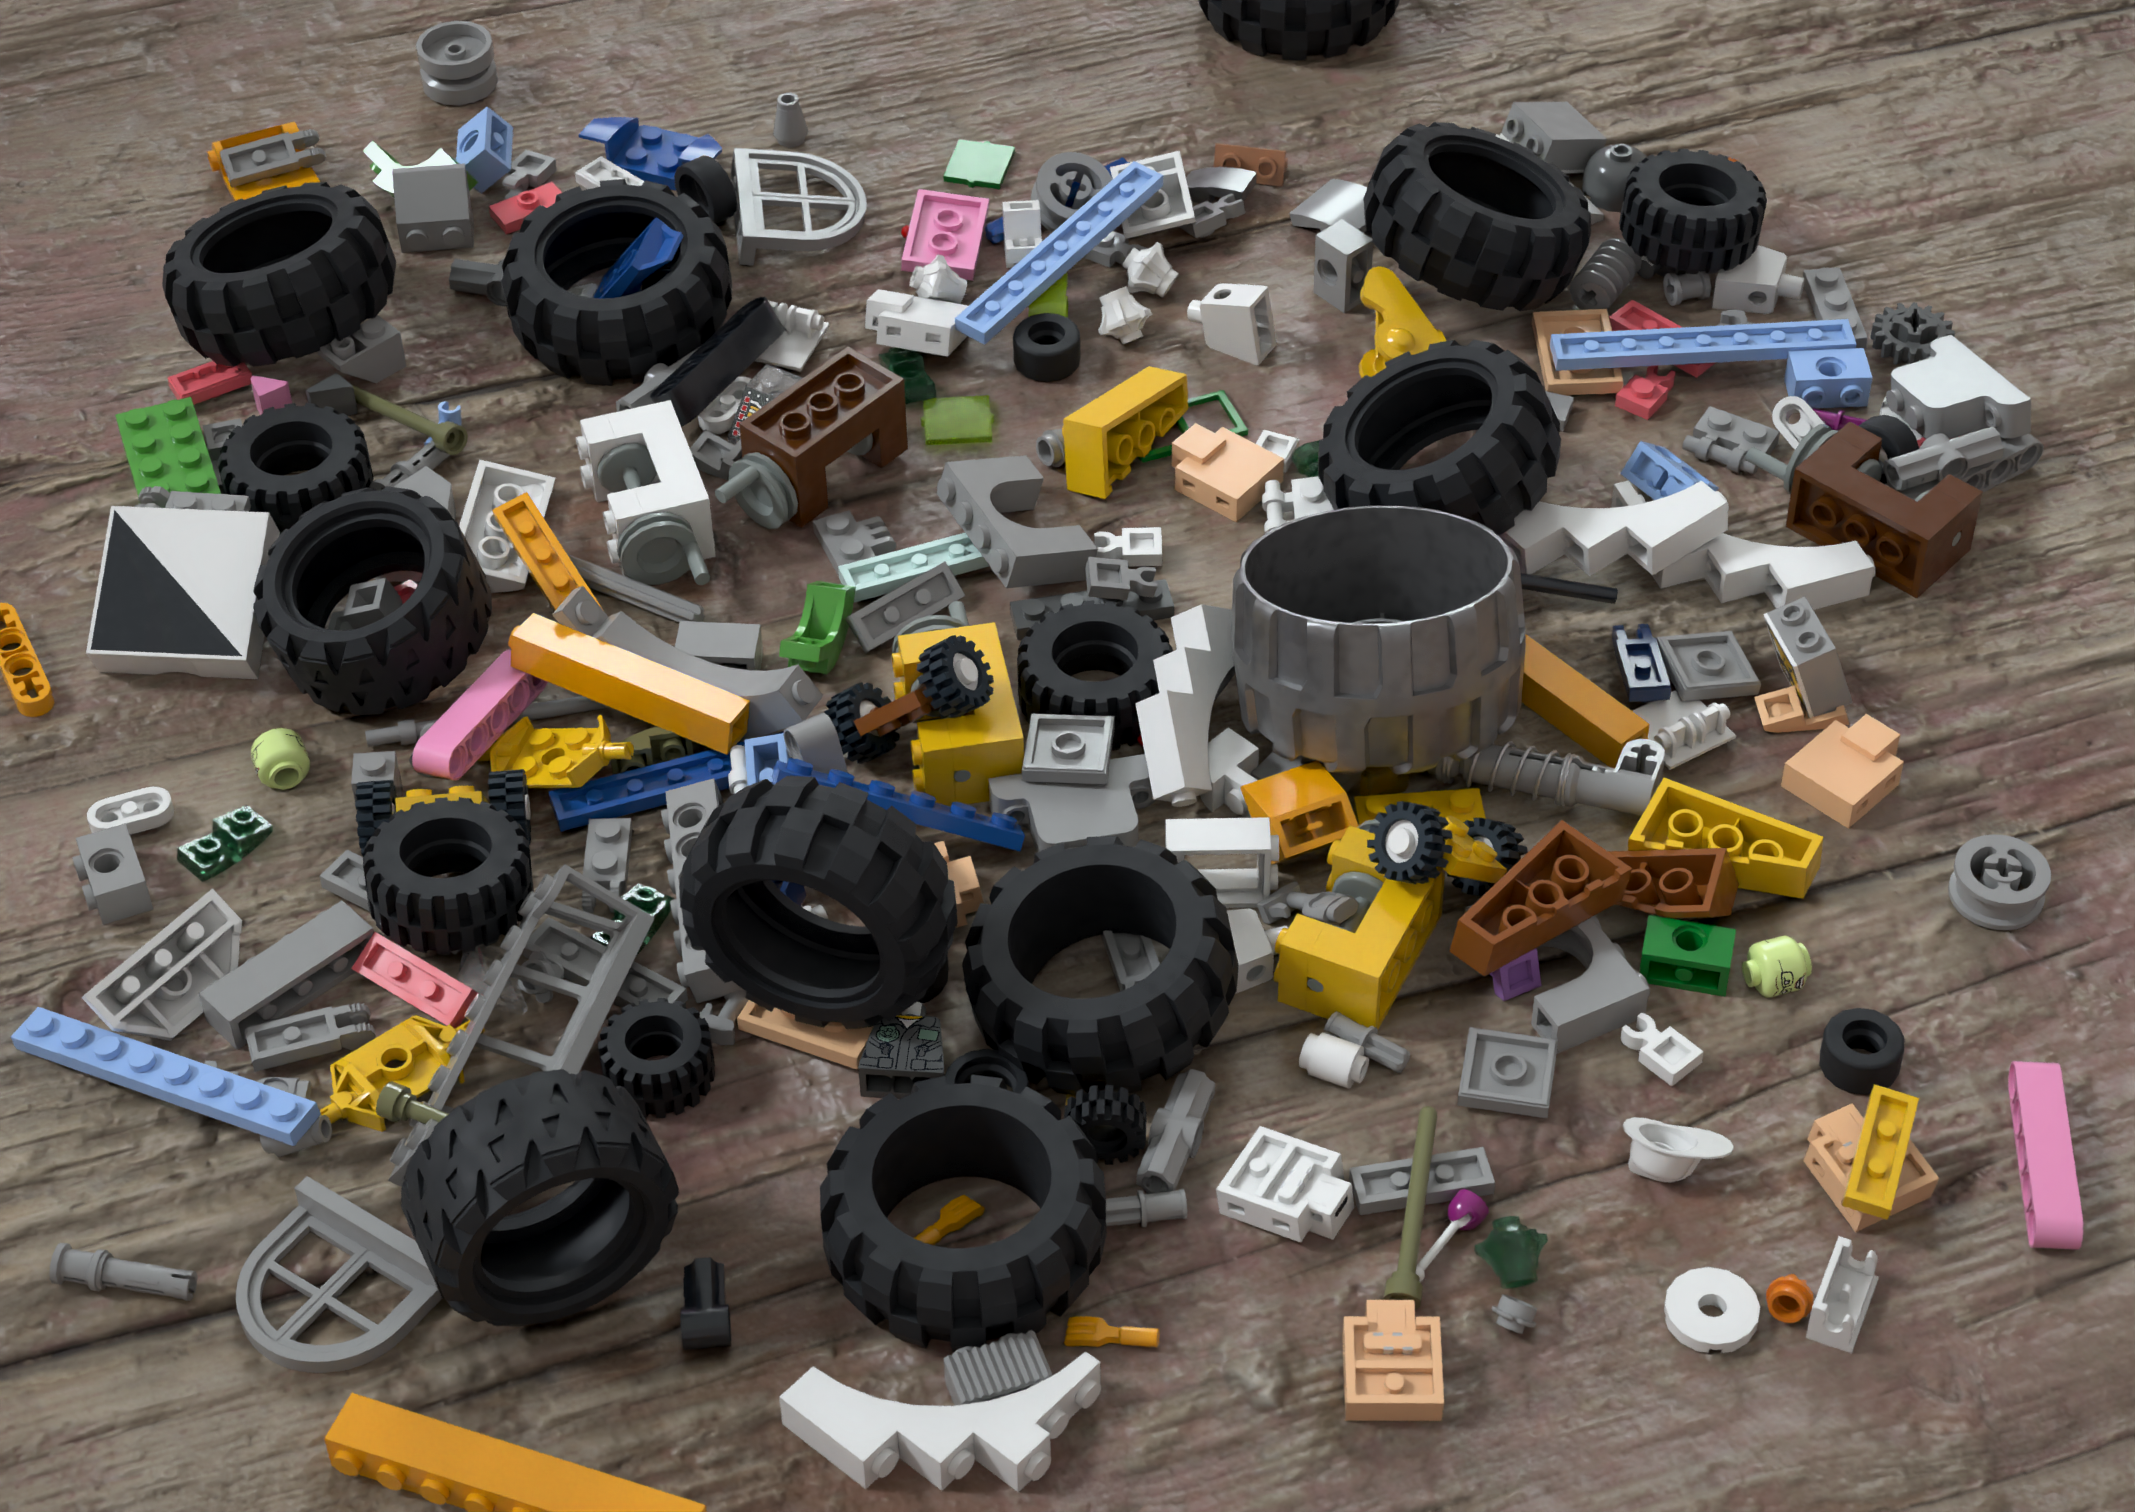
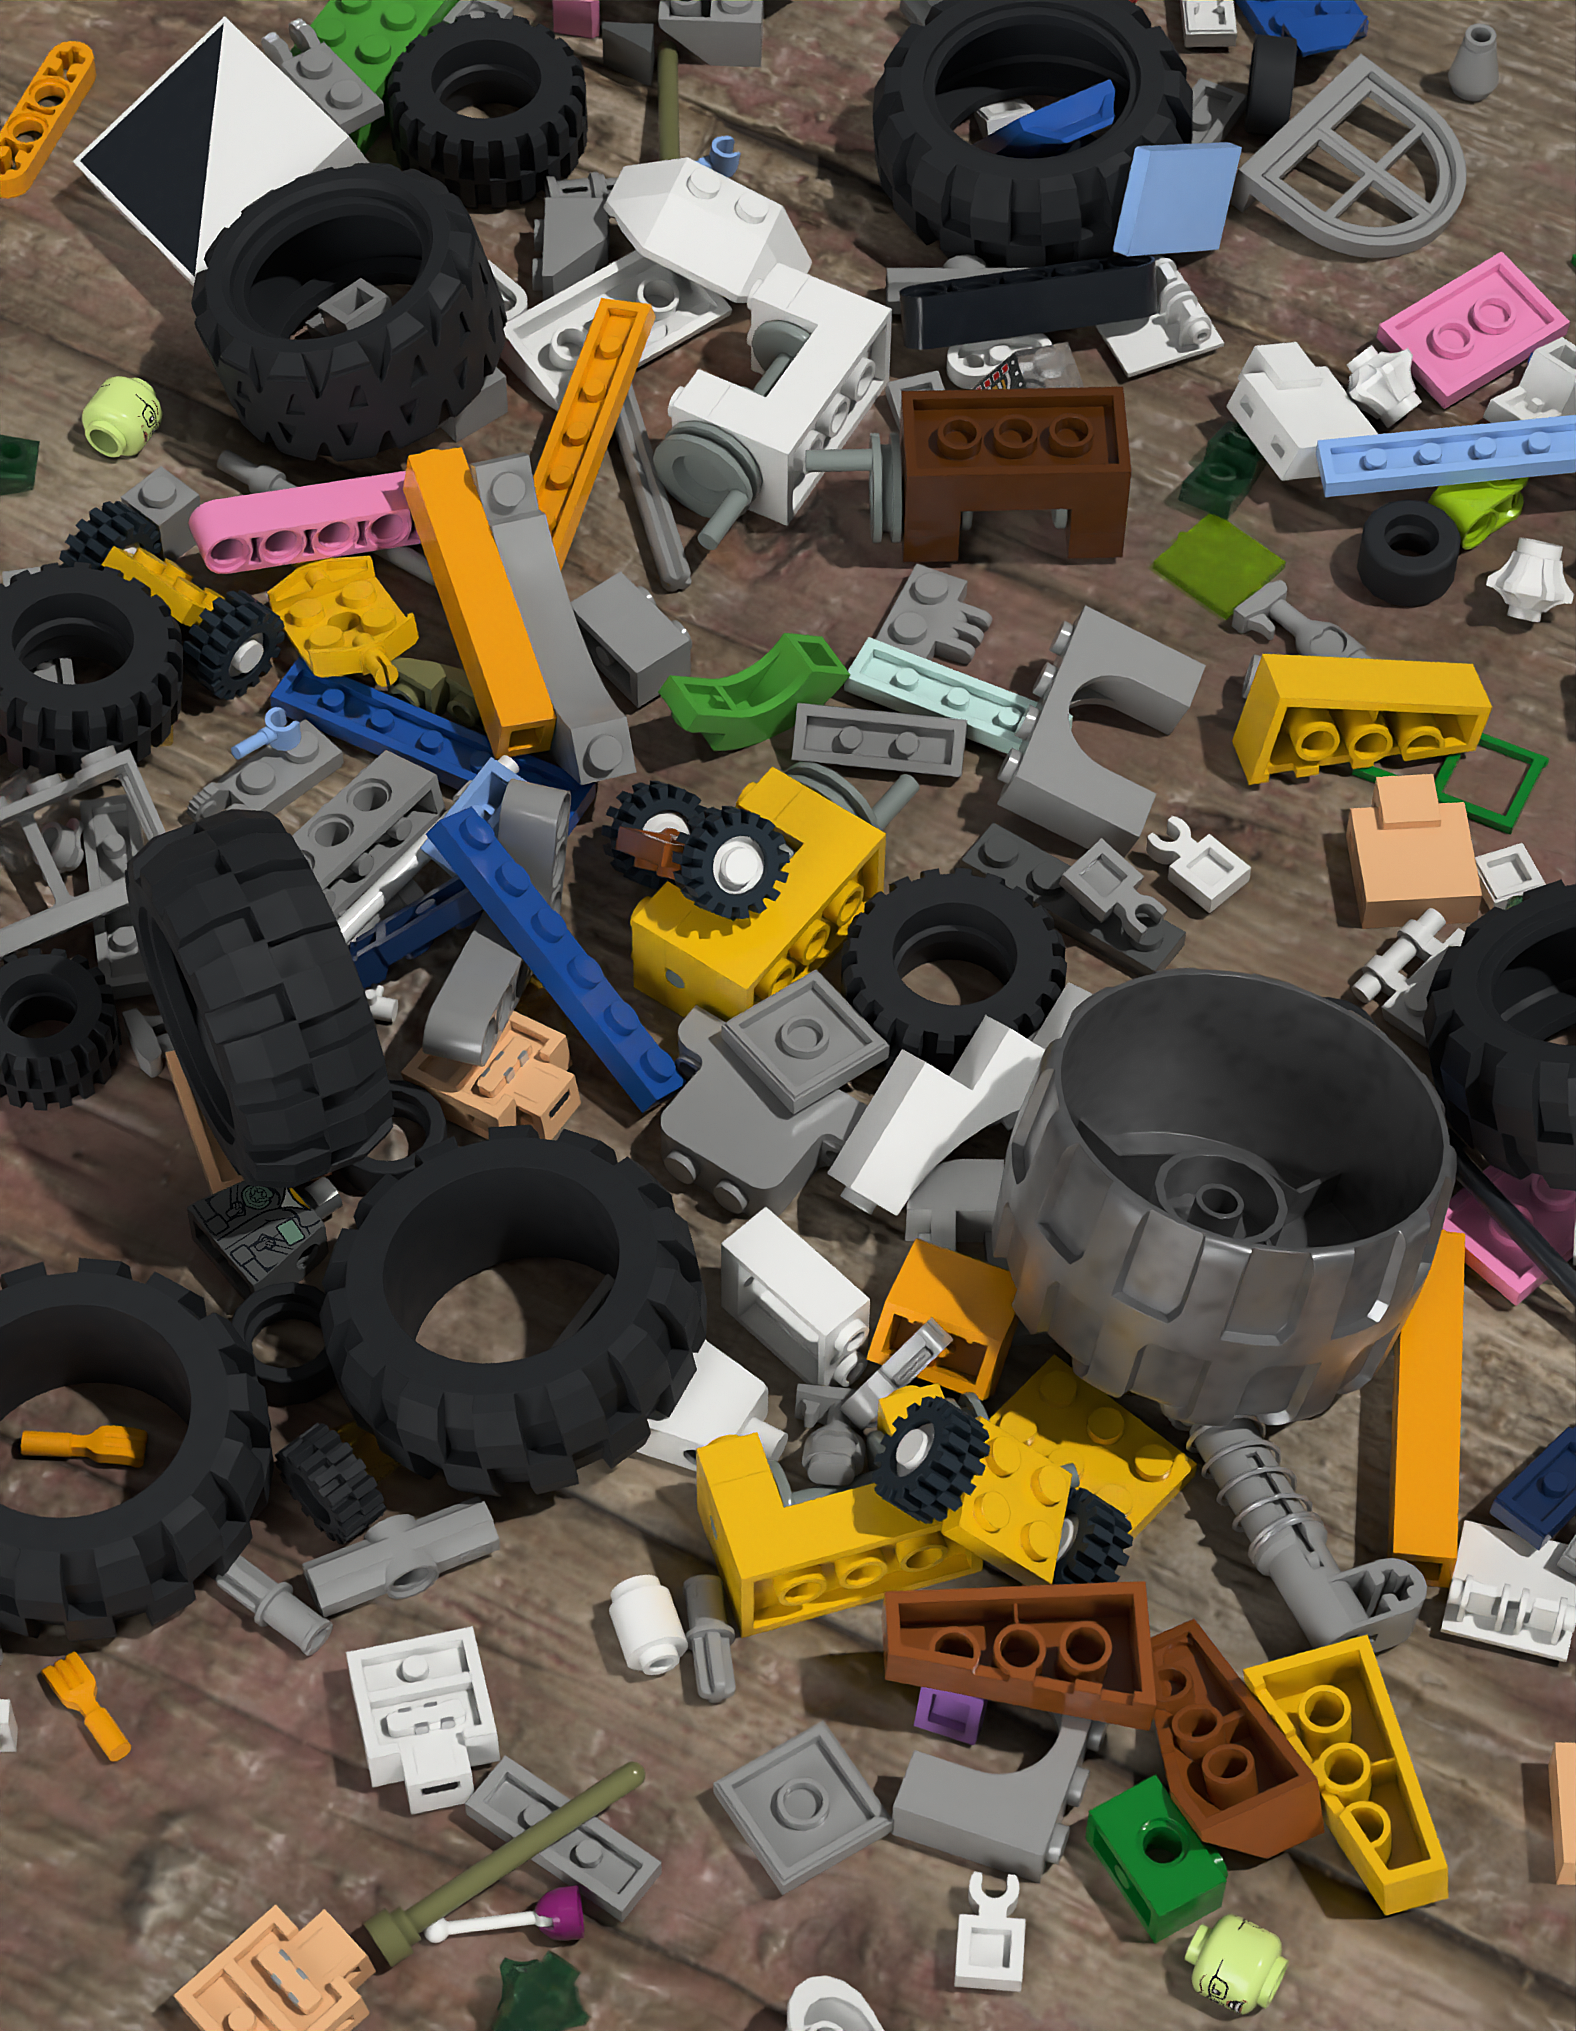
camera: 45 degrees right, 10 degrees up
(500, 439) = (704, 225): none -> white wedge
(592, 831) = (273, 733): none -> light blue hand
(741, 261) = (1176, 198): none -> light blue tile
(1015, 421) = (1311, 636): none -> light grey piece
(1311, 865) = (896, 1373): none -> light grey piece

